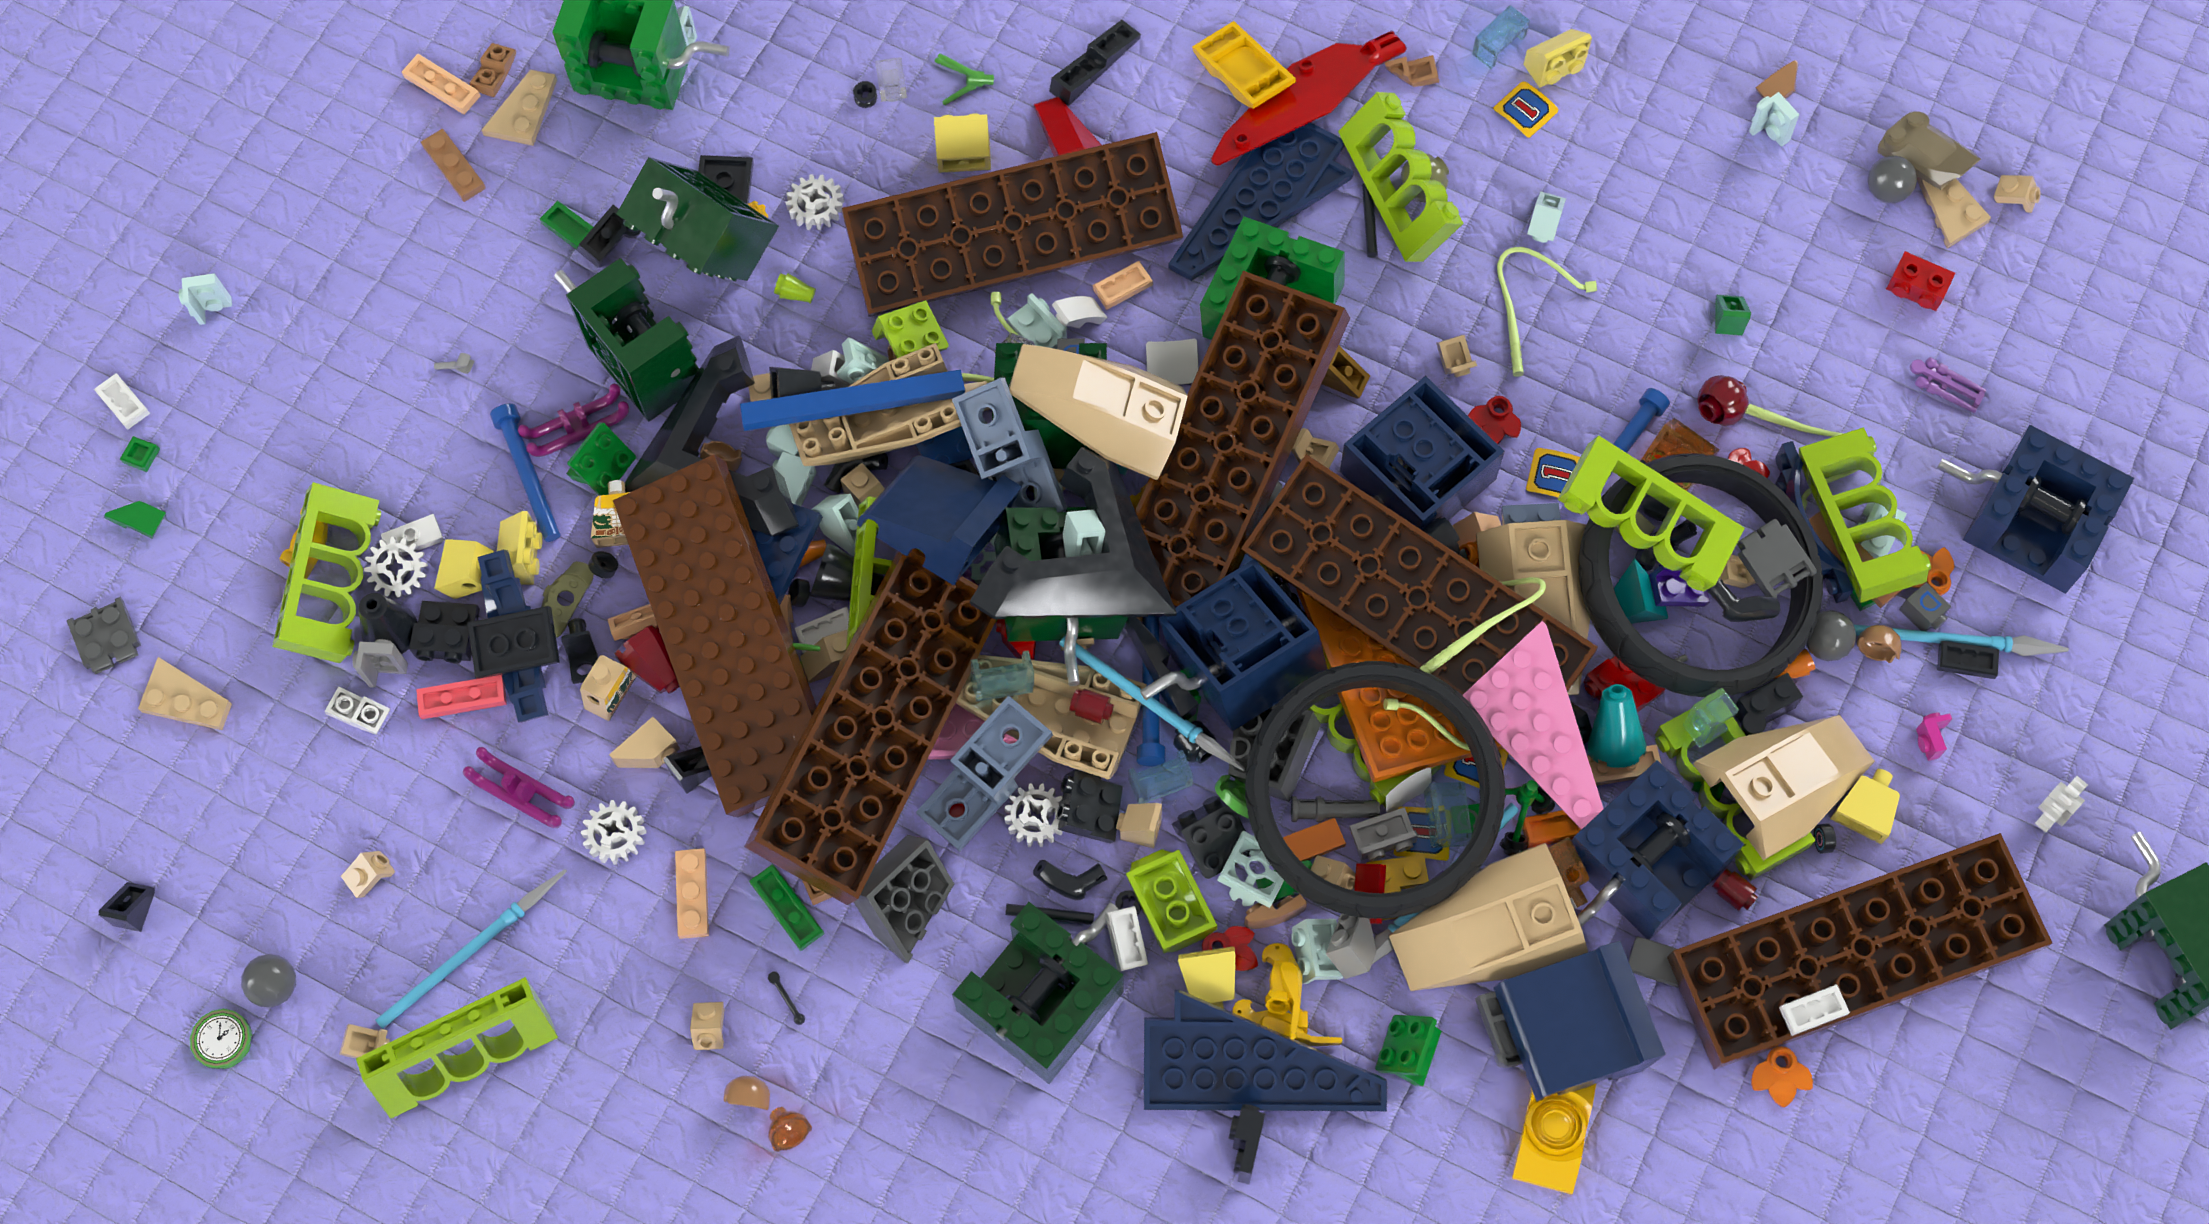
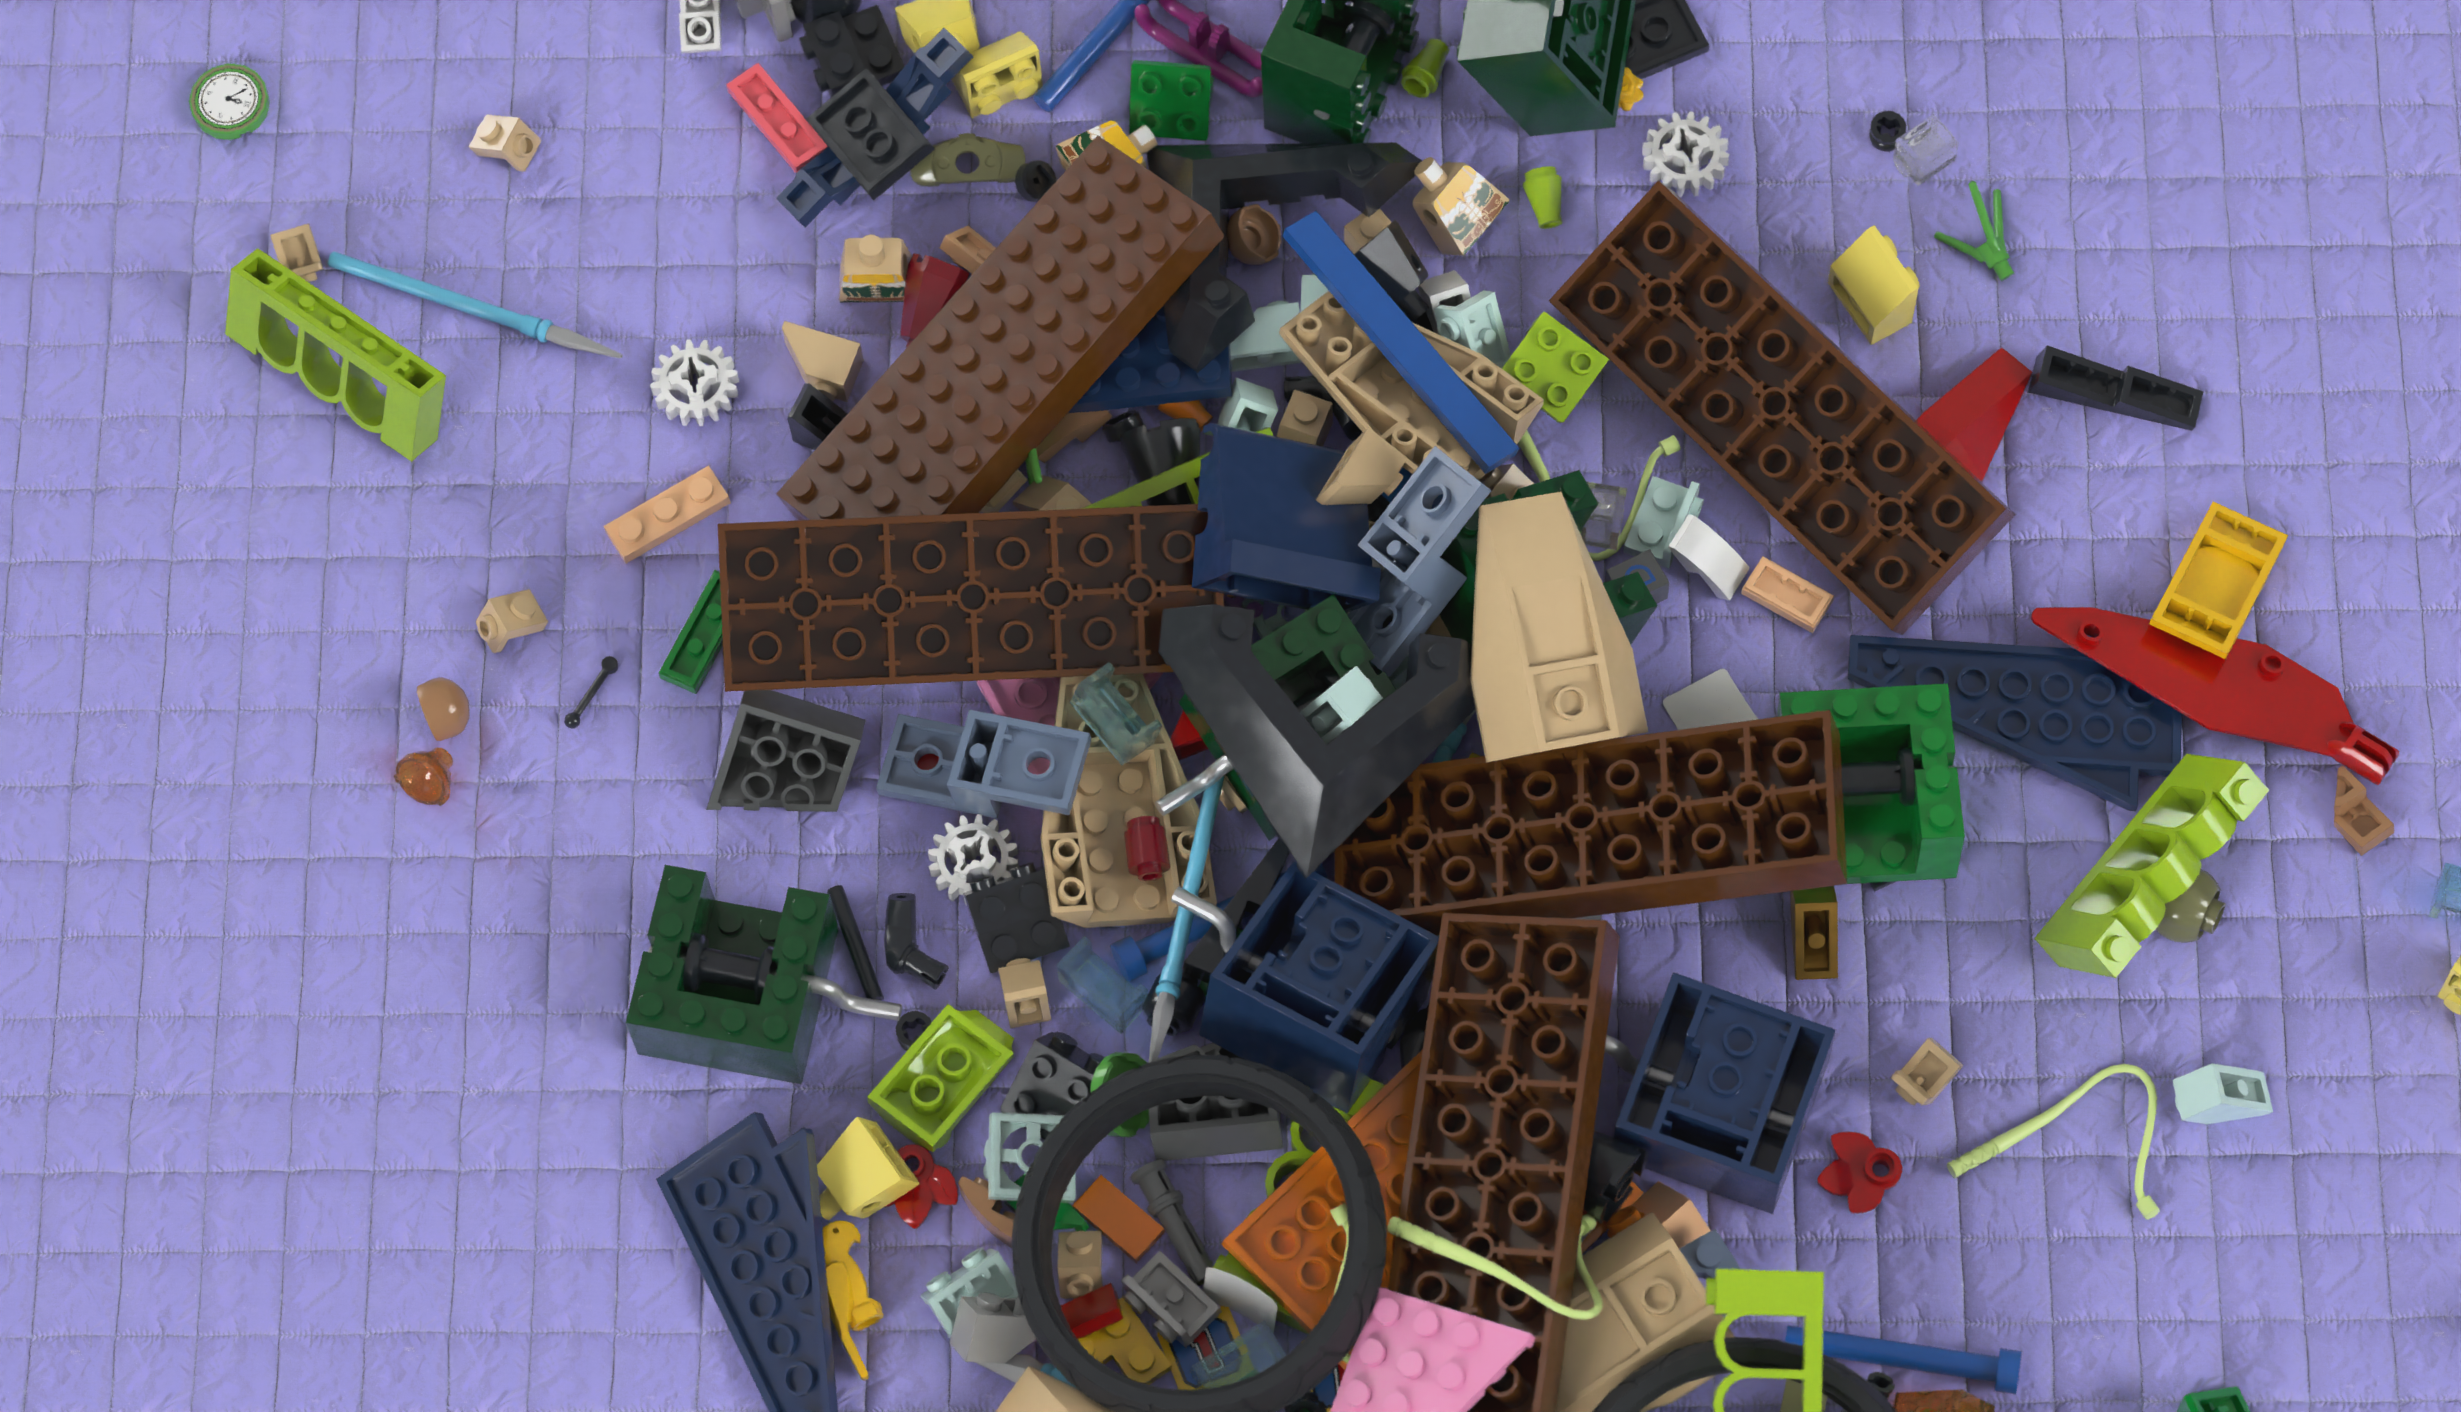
camera: 65 degrees right, 0 degrees up
(268, 980) = (316, 108): dark grey piece -> none
(518, 789) = (695, 245): magenta piece -> none
(579, 648) = (911, 212): black bracket -> none
(667, 307) = (1425, 69): none -> lime cone
(774, 336) = (1455, 204): none -> torso
(824, 626) = (1085, 476): white plate -> none
(932, 453) = (1364, 472): none -> tan slope
(1126, 938) = (864, 1048): white plate -> none
(1246, 1134) = (680, 1317): black plate -> none
(1284, 983) = (898, 1268): yellow animal -> none
(1318, 449) = (1675, 950): tan bracket -> none
(1370, 226) = (2066, 871): black bar -> none
(1526, 108) = (2389, 993): sticker -> none
(1550, 471) = (1845, 1291): sticker -> none

